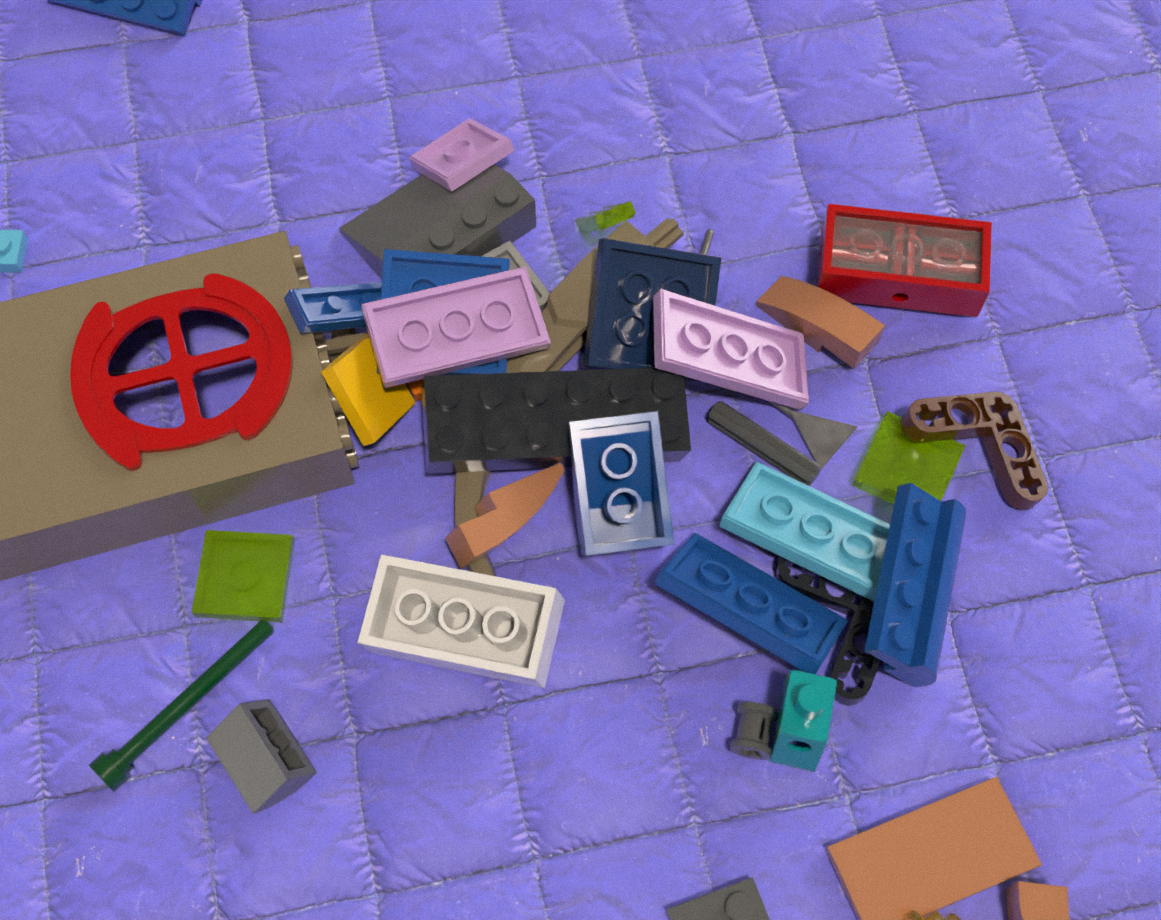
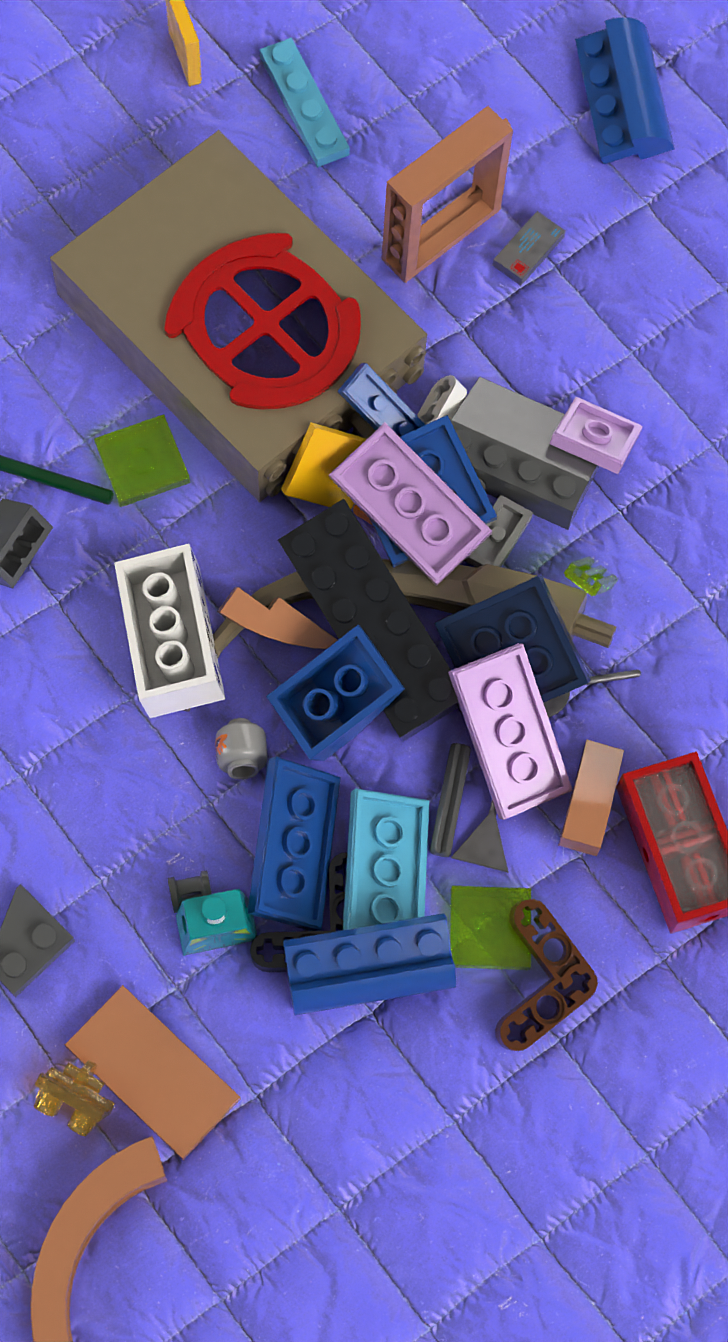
camera: 60 degrees right, 5 degrees up
(145, 147) = (478, 142): none -> nougat window
(232, 129) = (529, 248): none -> flat silver tile
(358, 264) = (443, 400): none -> white beam
(621, 611) = (241, 748): none -> light grey head

